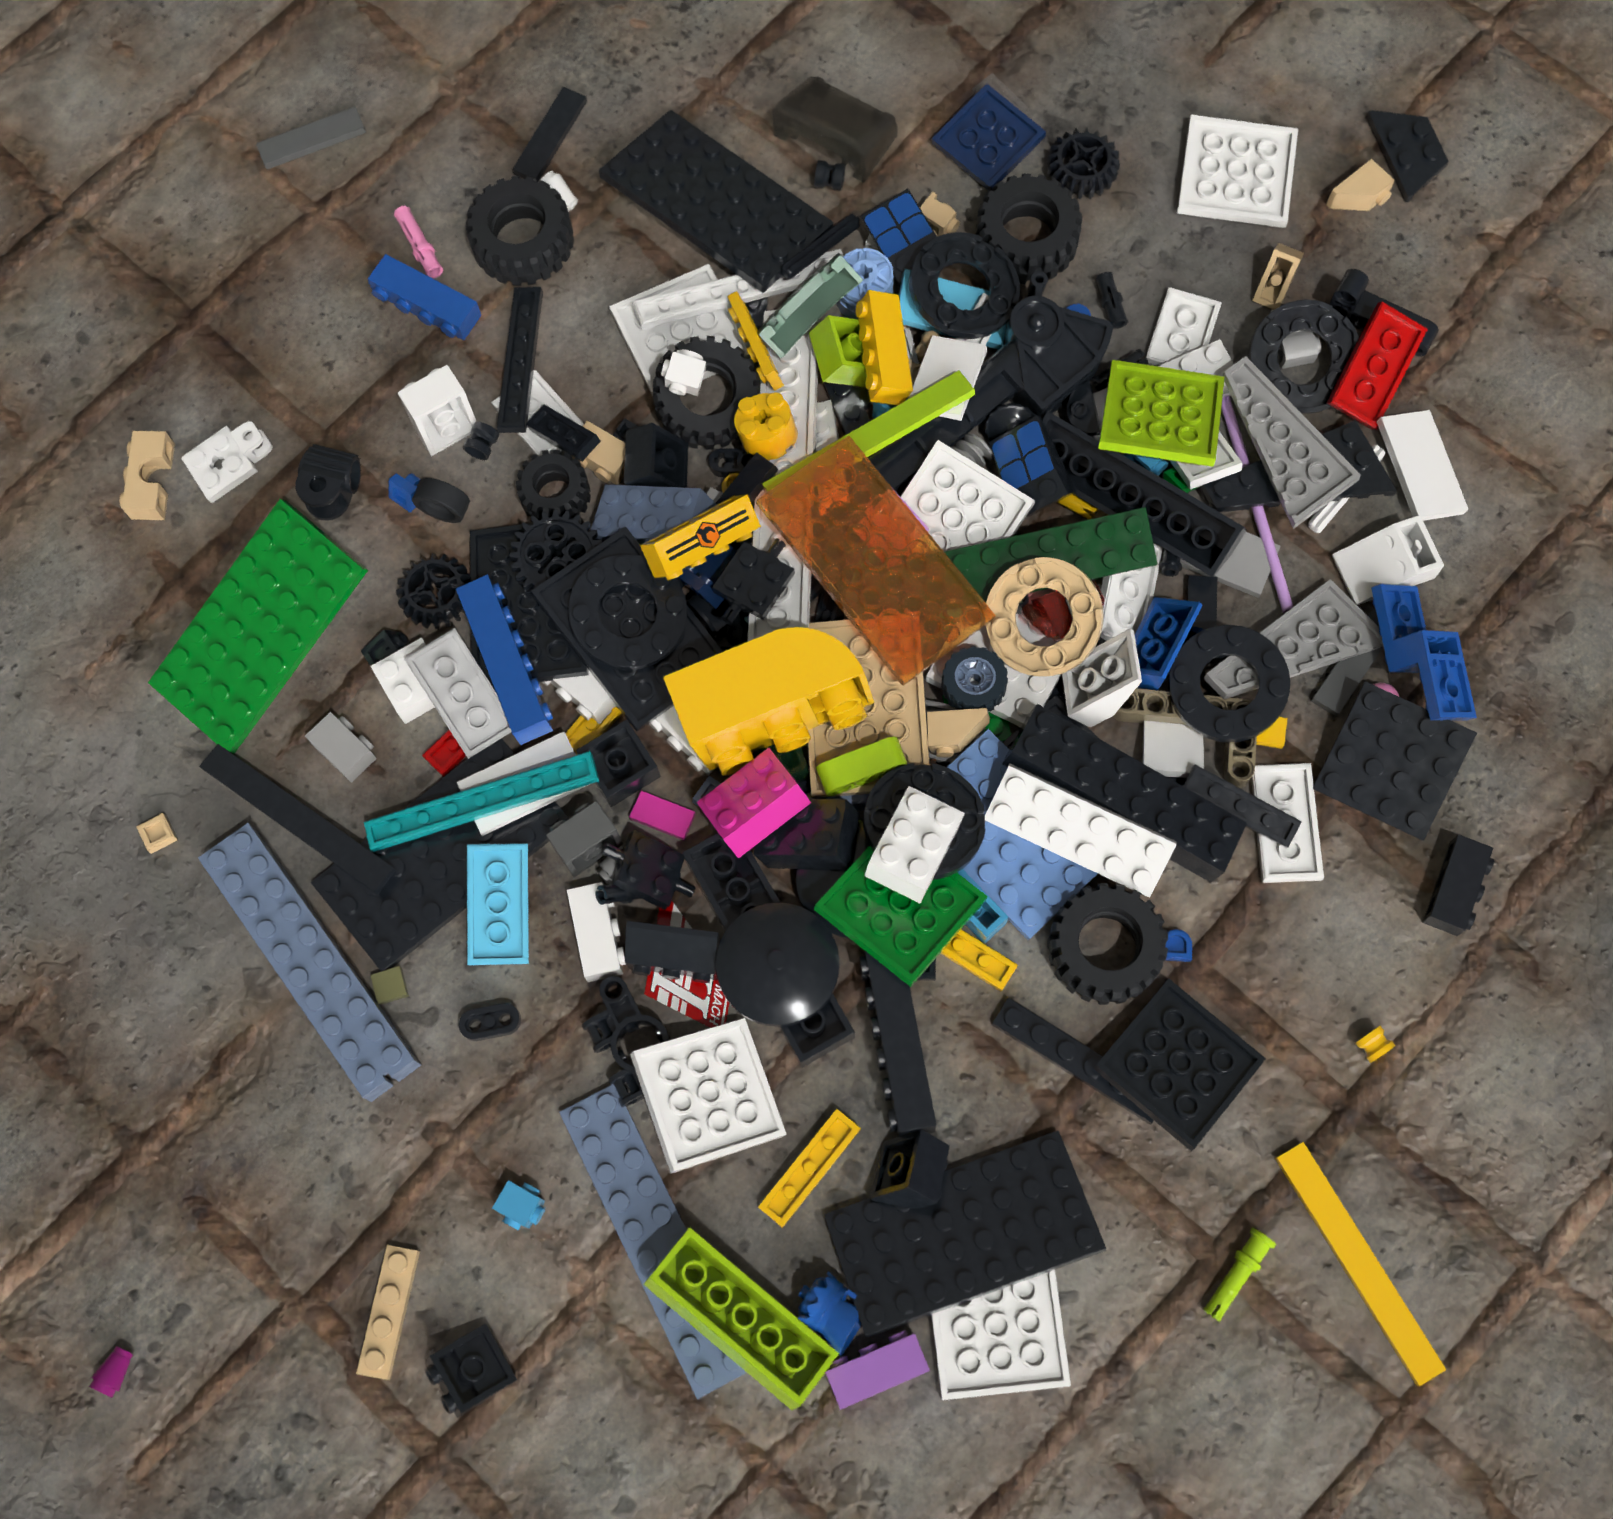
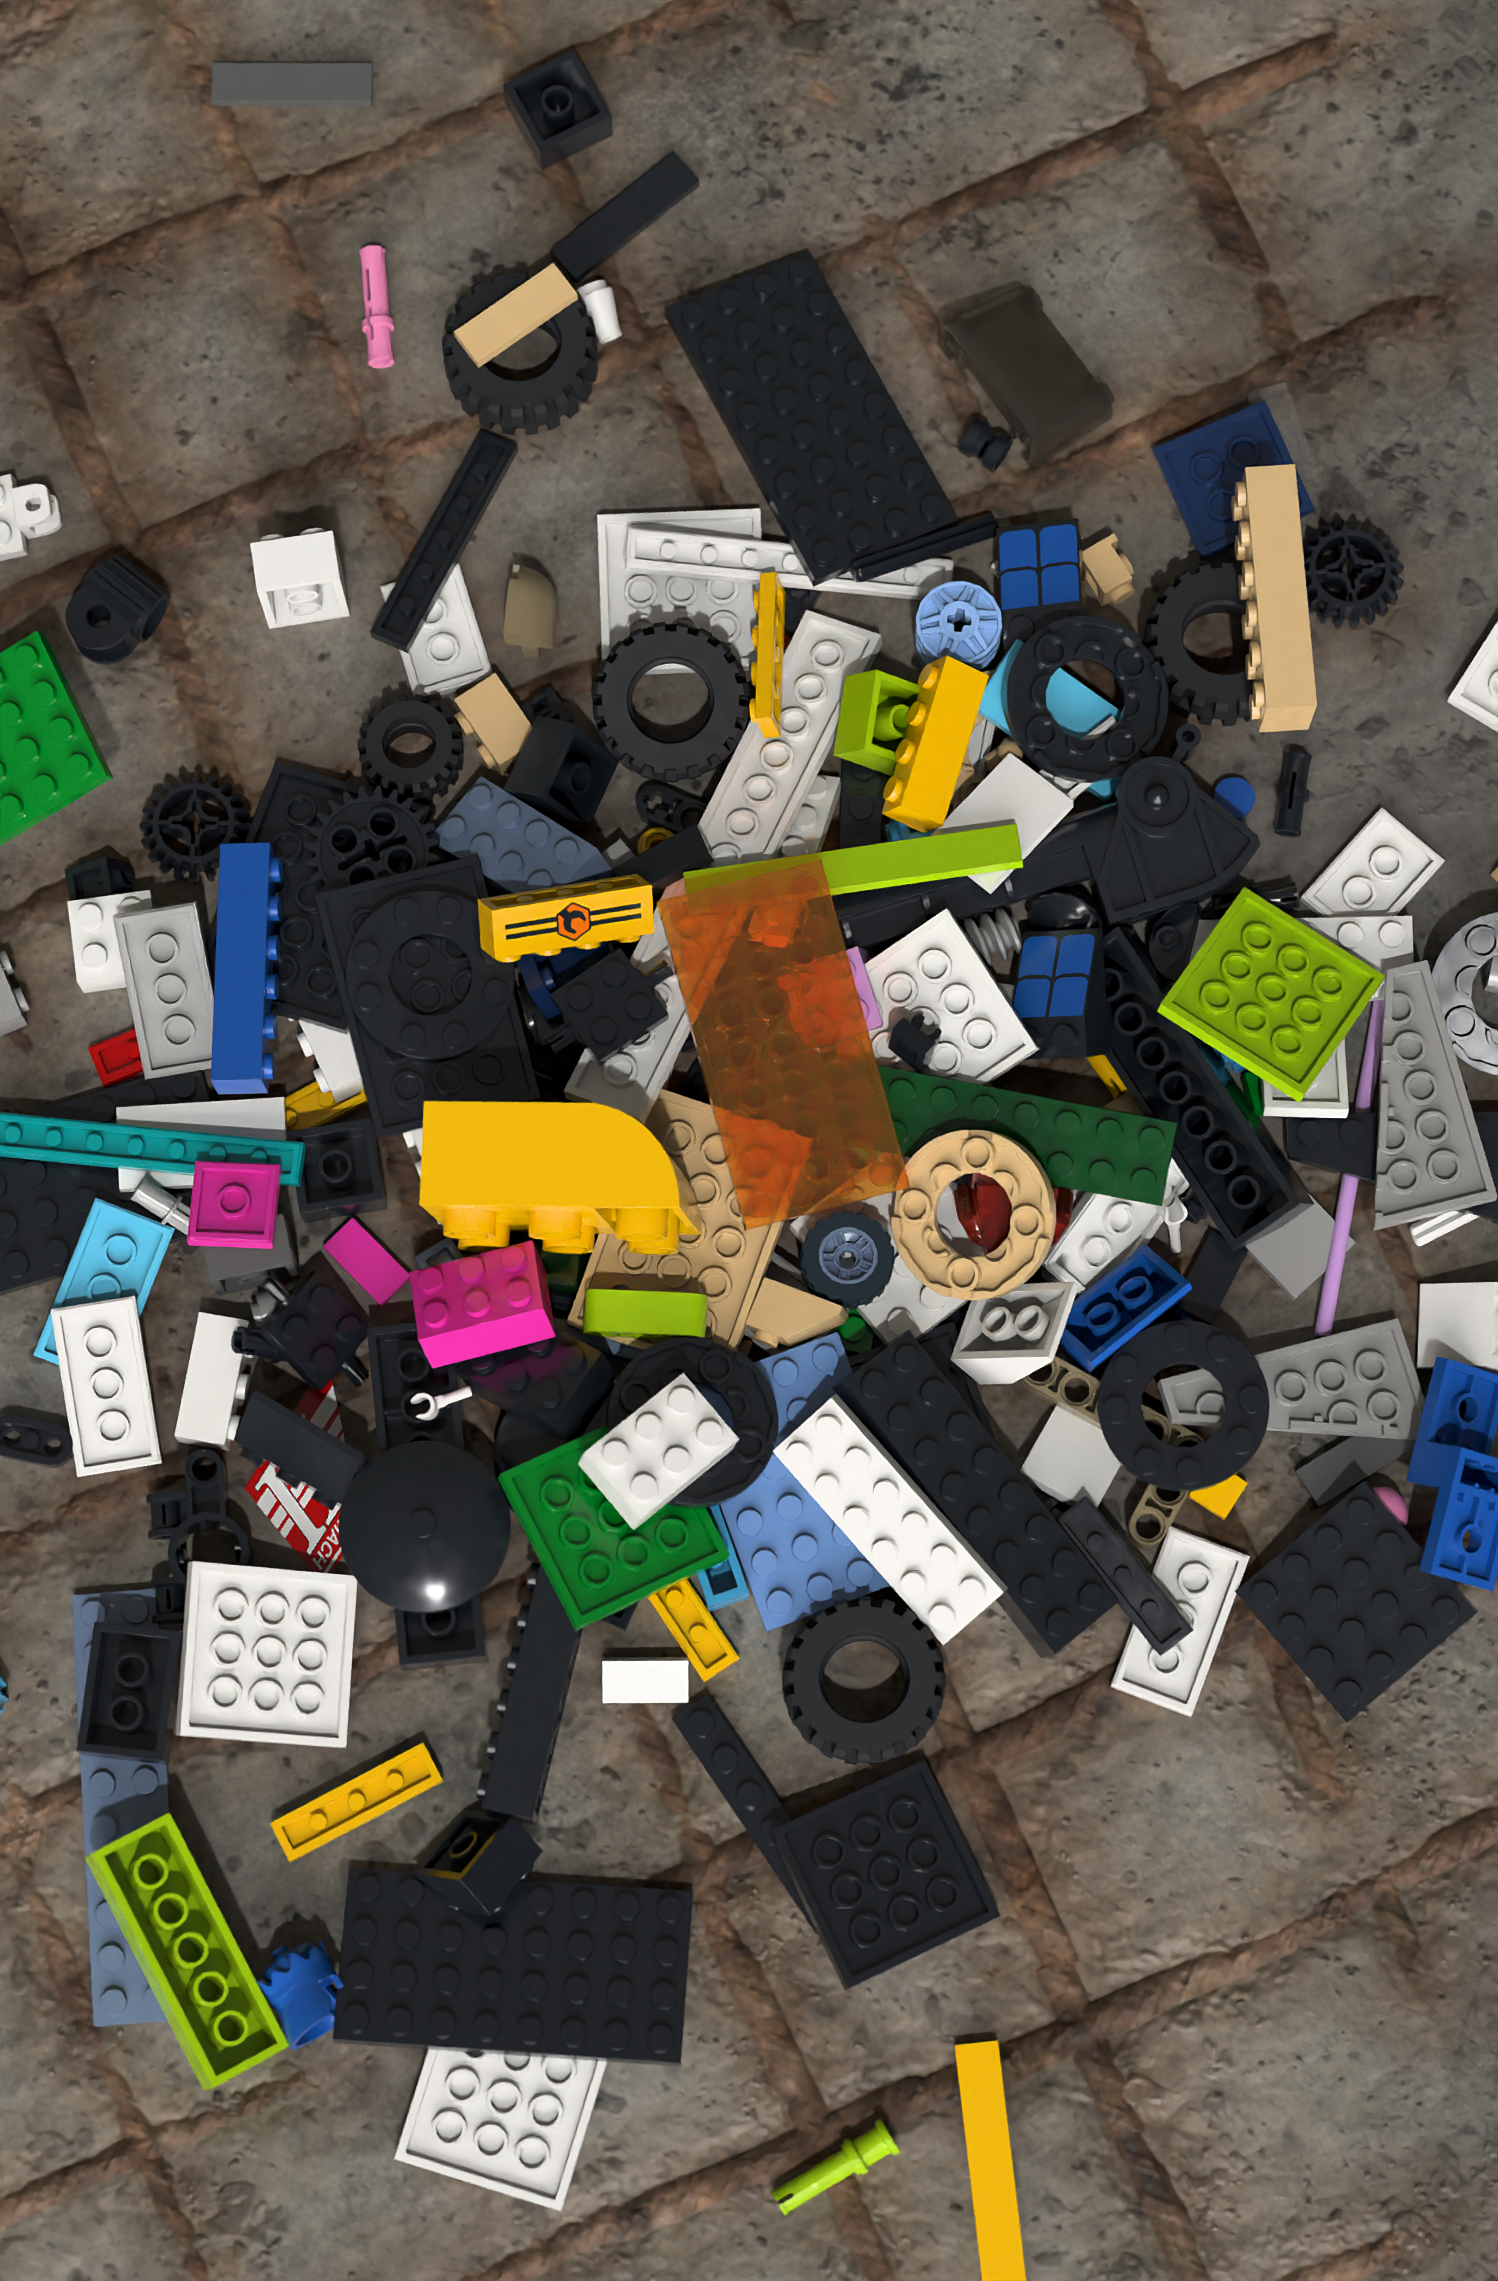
camera: 20 degrees right, 5 degrees up
(403, 490) = (212, 668): blue tile -> none
(424, 297) = (351, 395): blue brick -> none
(441, 500) = (253, 705): black tyre -> none
(481, 441) = (343, 638): black wheel -> none
(482, 86) = (558, 109): none -> black brick
(508, 202) = (515, 315): none -> tan tile
(520, 832) = (163, 1205): none -> light grey axle
(524, 964) = (106, 1386): none -> white tile
(561, 807) = (234, 1204): none -> dark pink tile
(563, 432) = (454, 679): black plate -> none
(594, 376) = (530, 612): none -> dark tan brick
(628, 1158) = (131, 1693): none -> black brick
(684, 372) = (644, 672): white brick -> none
(751, 879) = (440, 1401): none -> white hand
(765, 425) = (724, 790): yellow brick -> none
(809, 304) = (860, 634): sand green windscreen -> none
(876, 1369) = (330, 2086): medium lavender brick -> none
(955, 530) = (913, 1044): none -> black tile
(963, 1005) = (645, 1679): none -> white tile
(1055, 177) = (1276, 598): none -> tan brick
(1163, 572) = (1173, 1216): none -> white hand
(1179, 946) = (957, 1721): blue tile -> none
(1375, 1044) = (1150, 1958): yellow wheel -> none
(1459, 885) = (1363, 1802): black brick -> none

